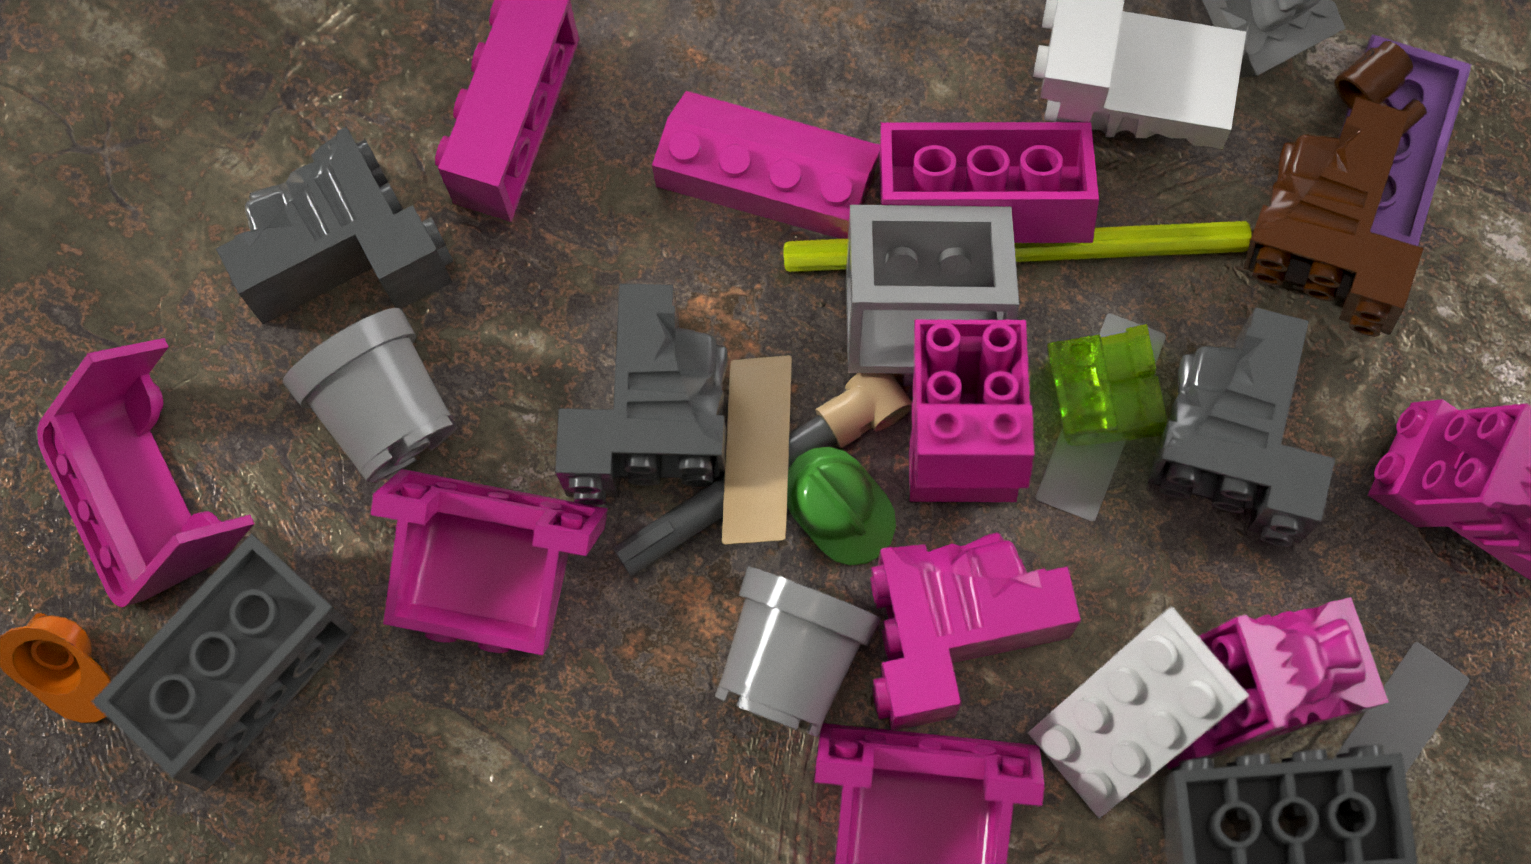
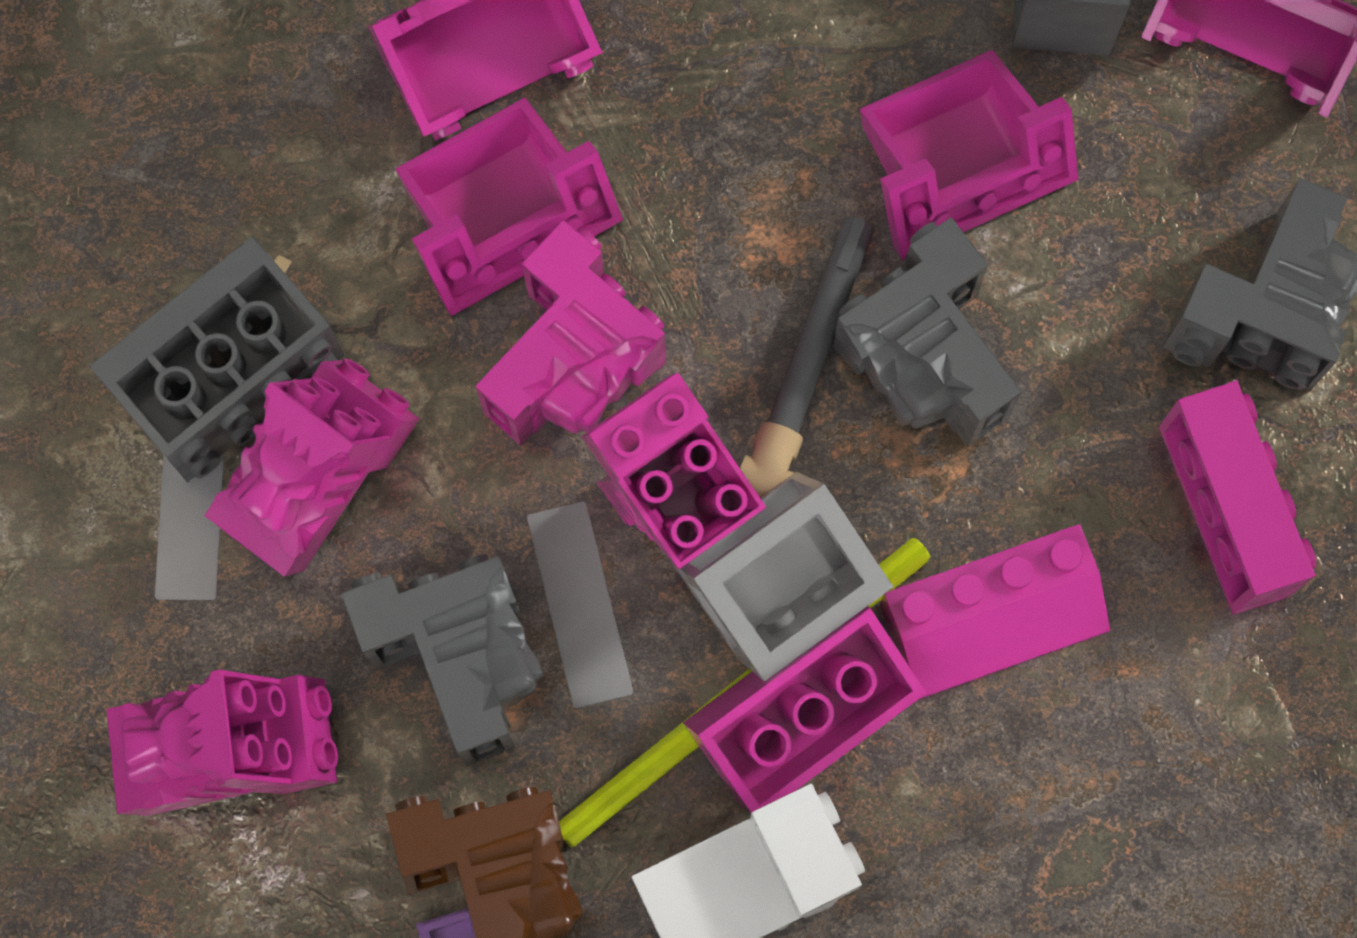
camera: 140 degrees right, 0 degrees up
(373, 394) = (1136, 195): light grey piece -> none
(757, 450) = (822, 373): tan sticker -> none
(792, 649) = (680, 237): light grey piece -> none
(840, 506) = (733, 377): bright green piece -> none
(1107, 387) = (594, 591): clear neon green hips -> none
(1137, 712) = (386, 356): white plate -> none

